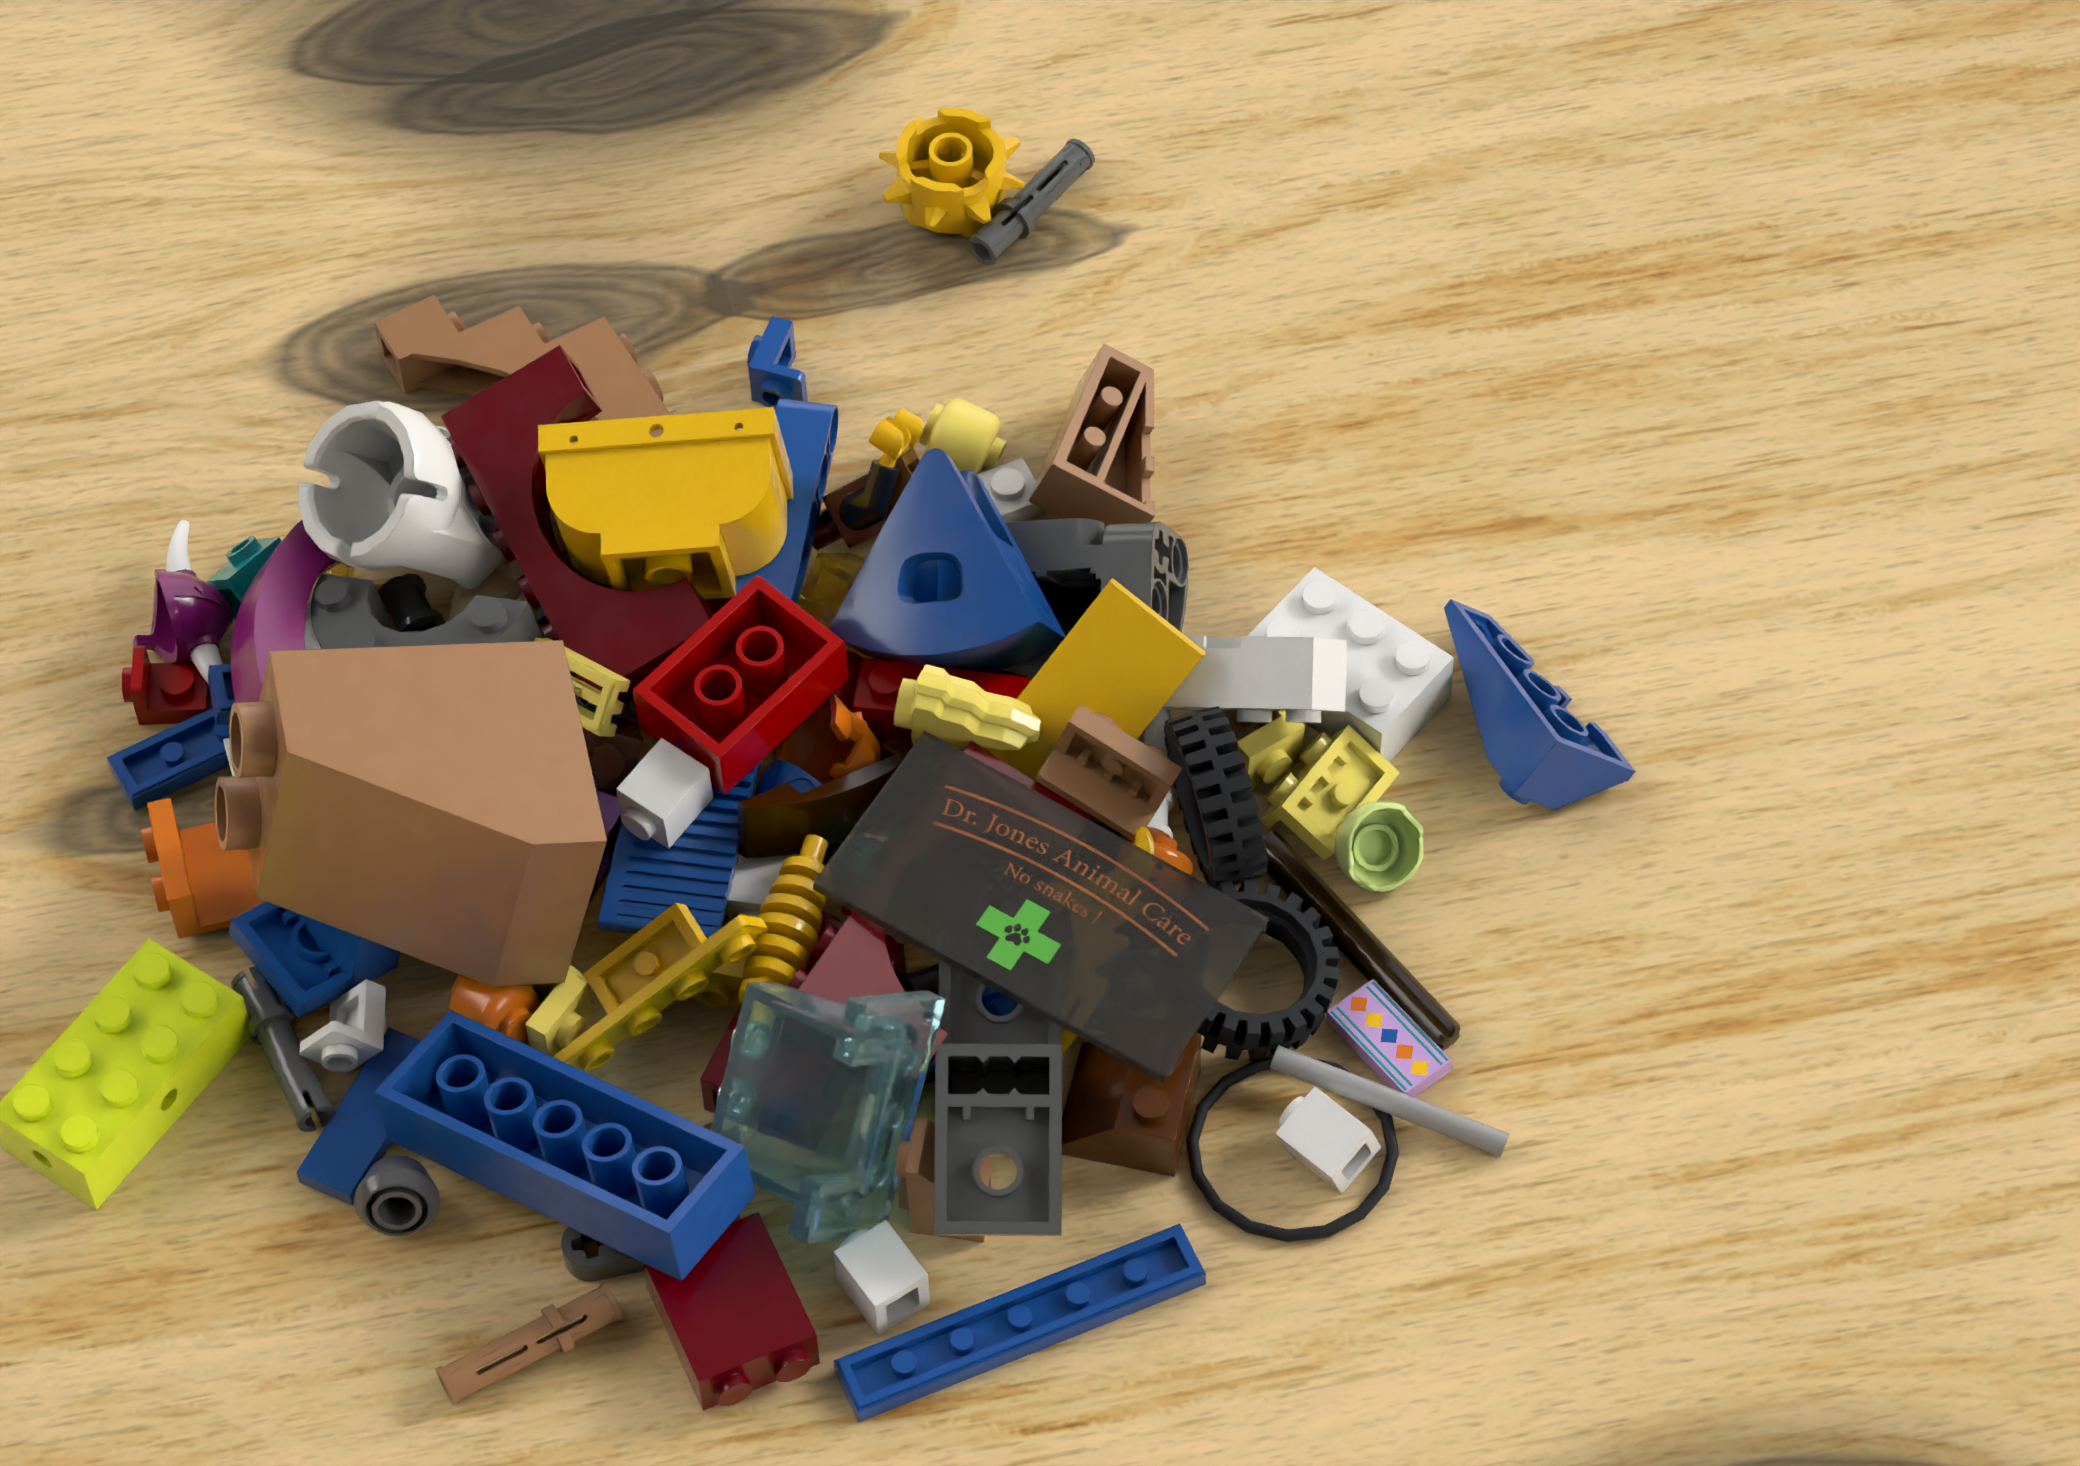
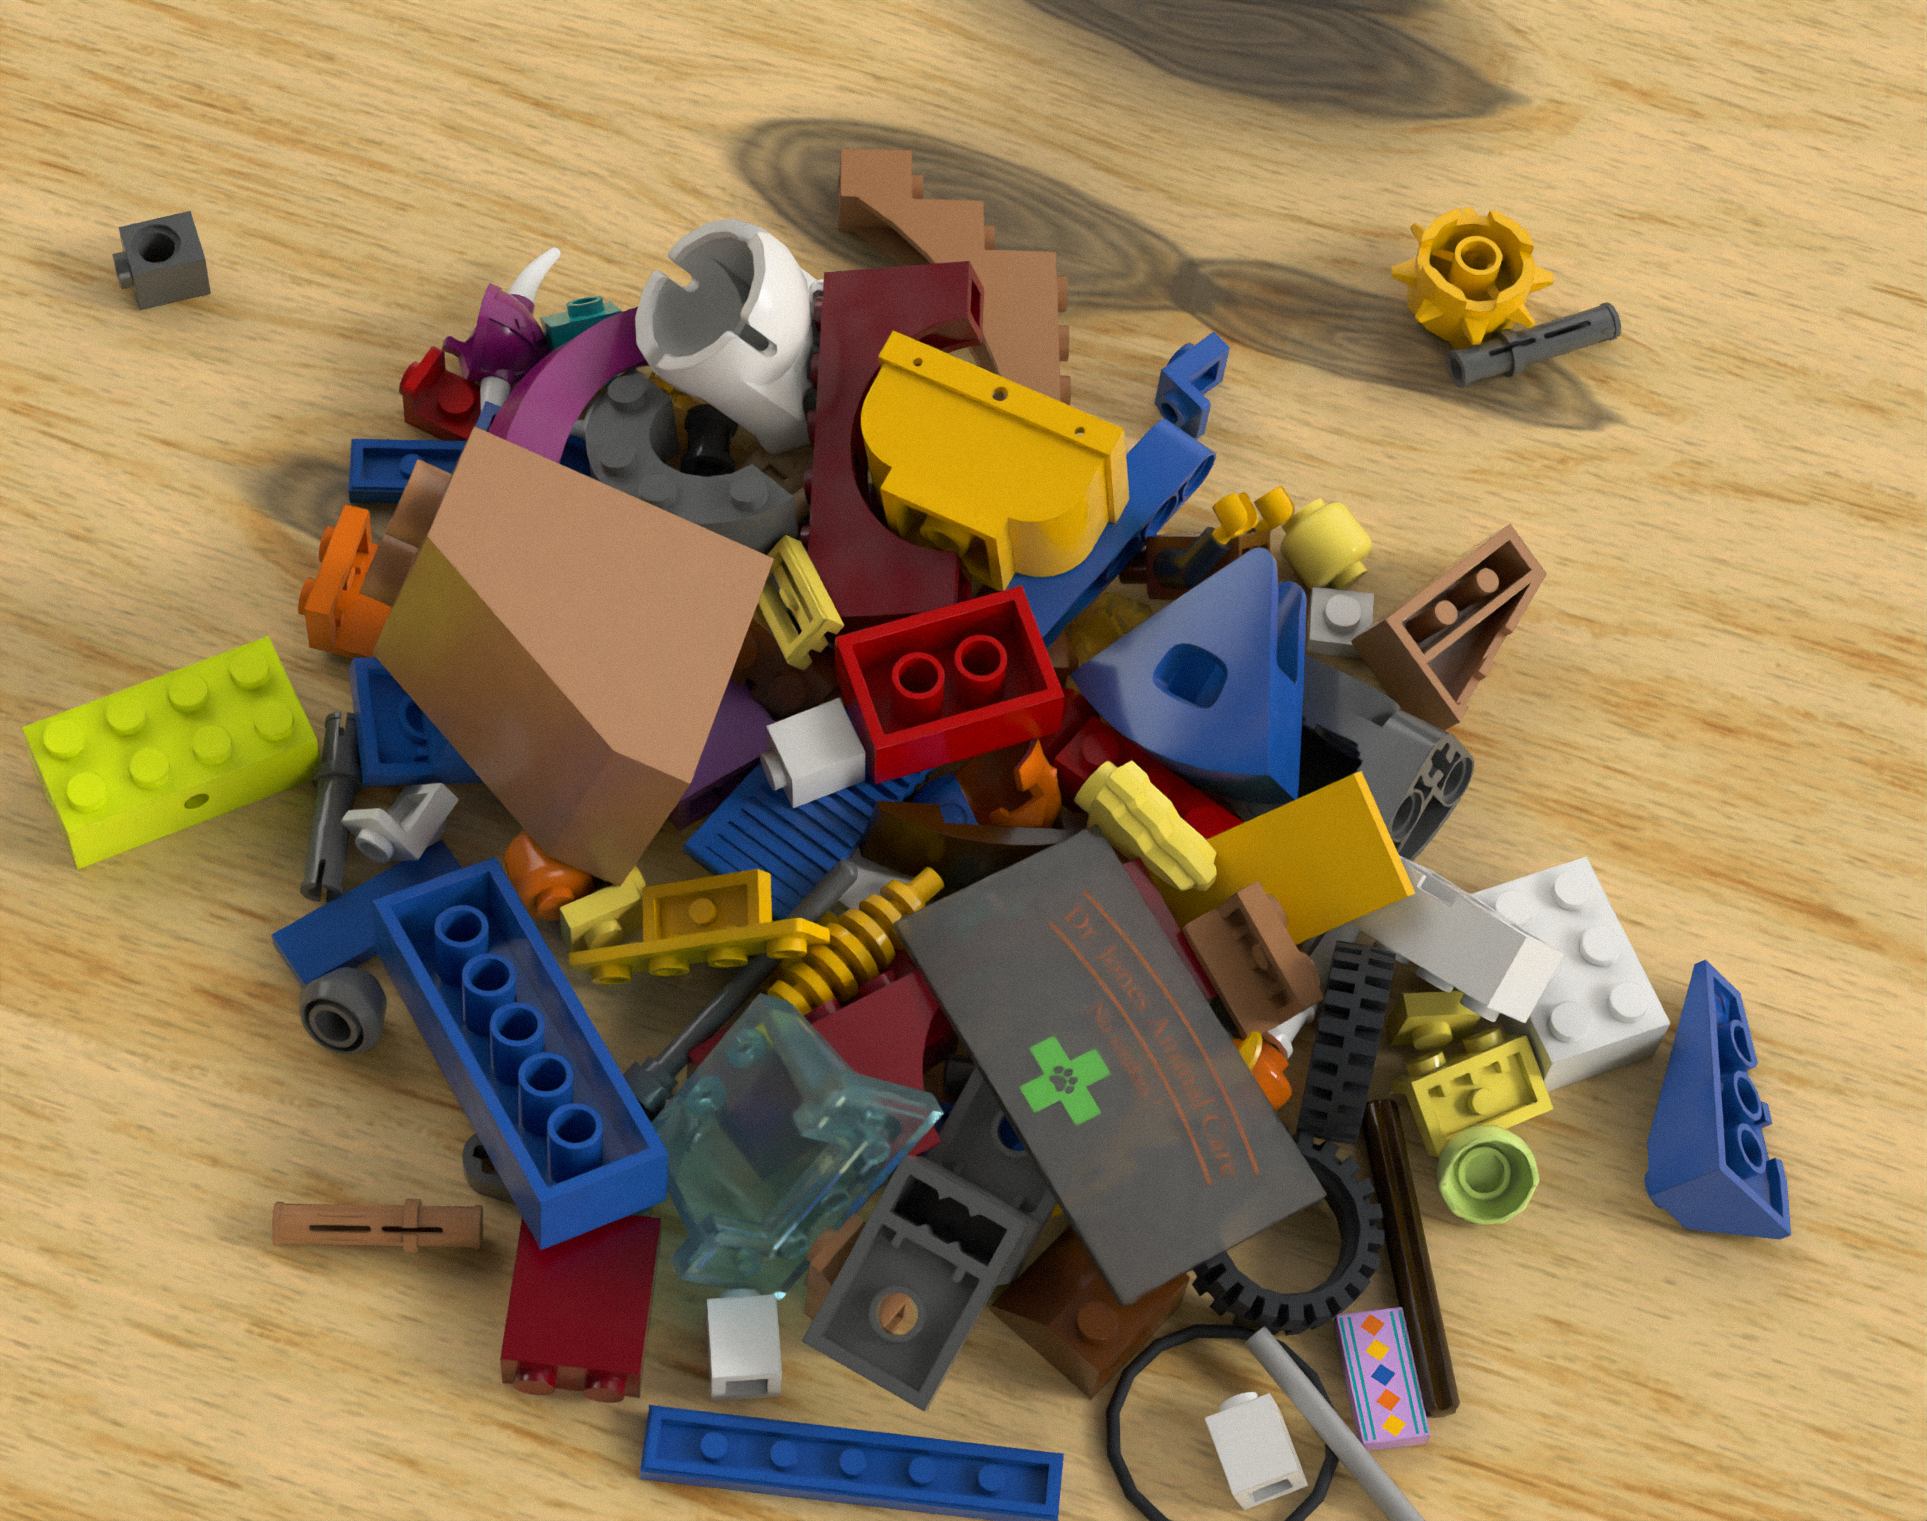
camera: 20 degrees right, 5 degrees up
(710, 1005) = (656, 1078): none -> dark grey piece

